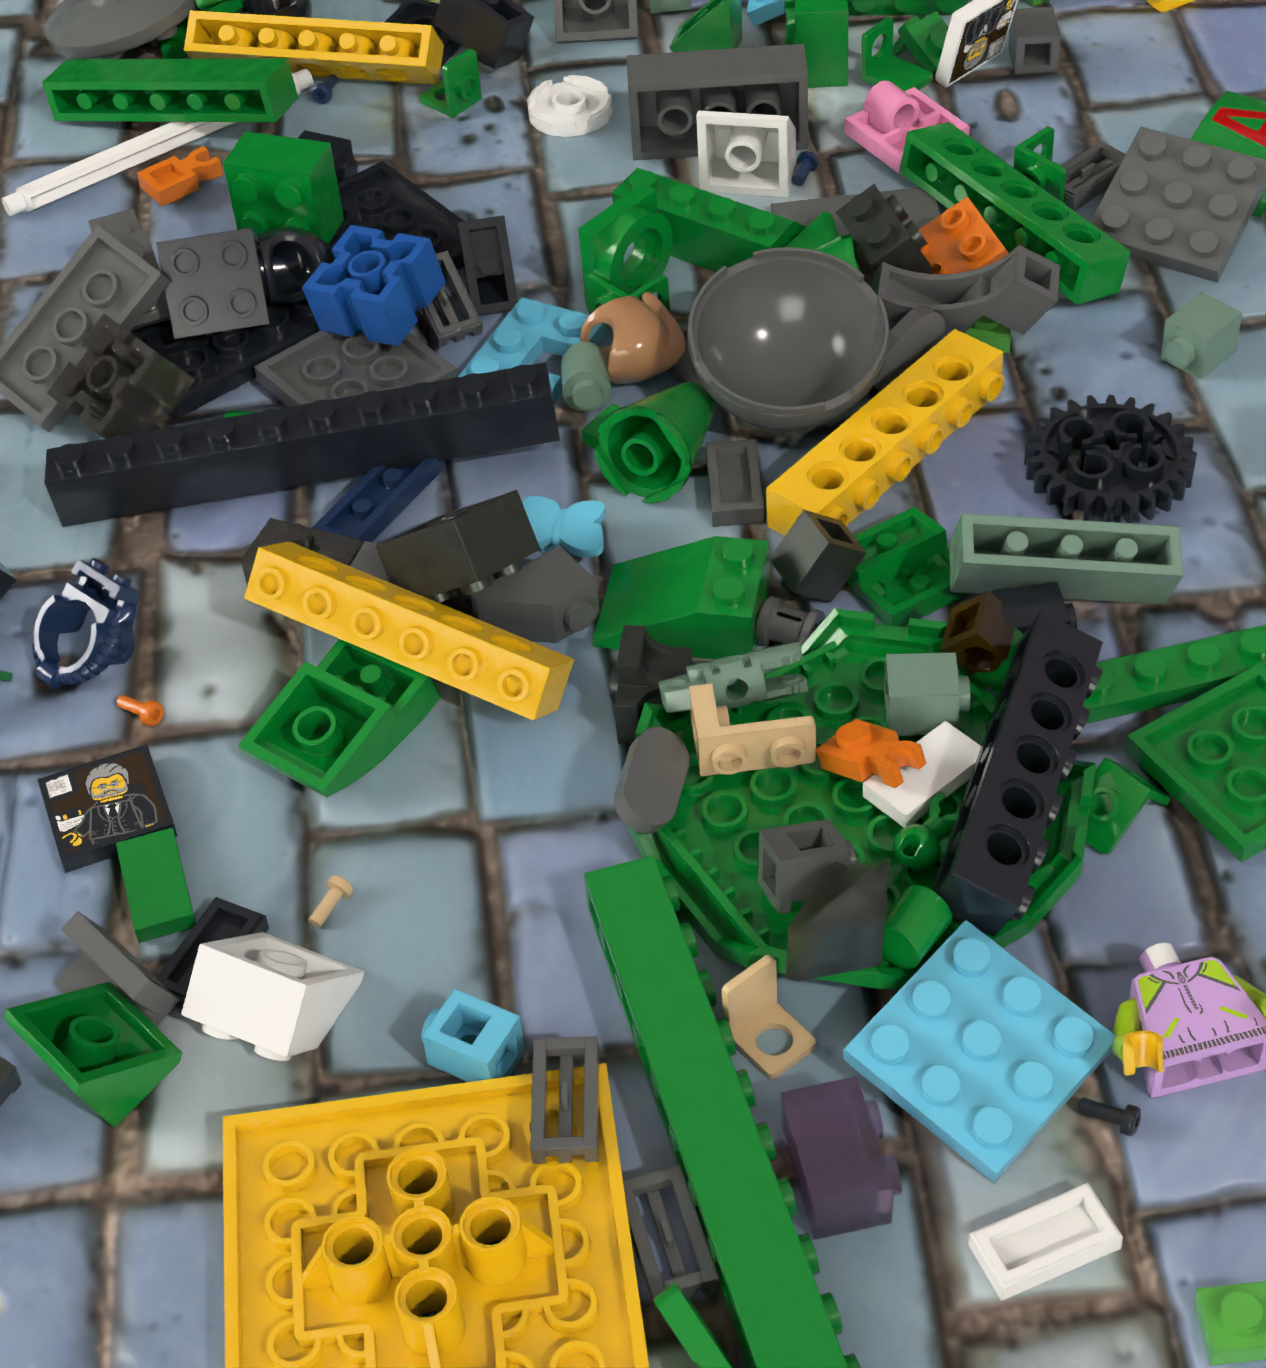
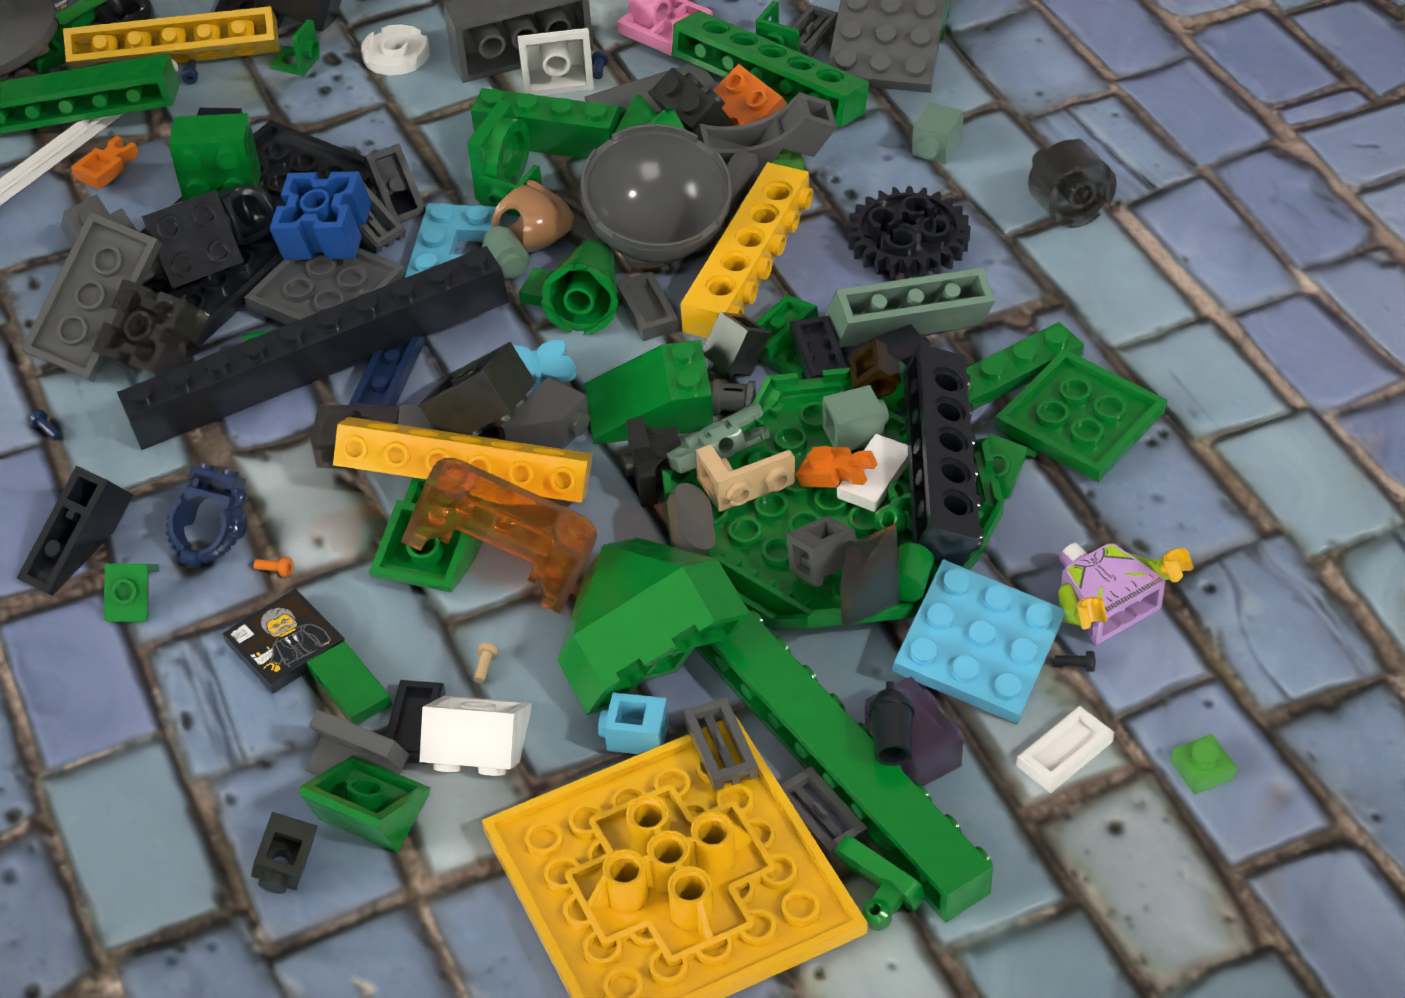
camera: 20 degrees left, 0 degrees up
(347, 676) = (507, 518): none -> clear orange windscreen
(533, 897) = (643, 617): none -> green panel
(752, 1008) = (817, 655): tan bracket -> none
(793, 1142) = (891, 723): none -> black piece
(921, 583) = (816, 346): none -> black plate

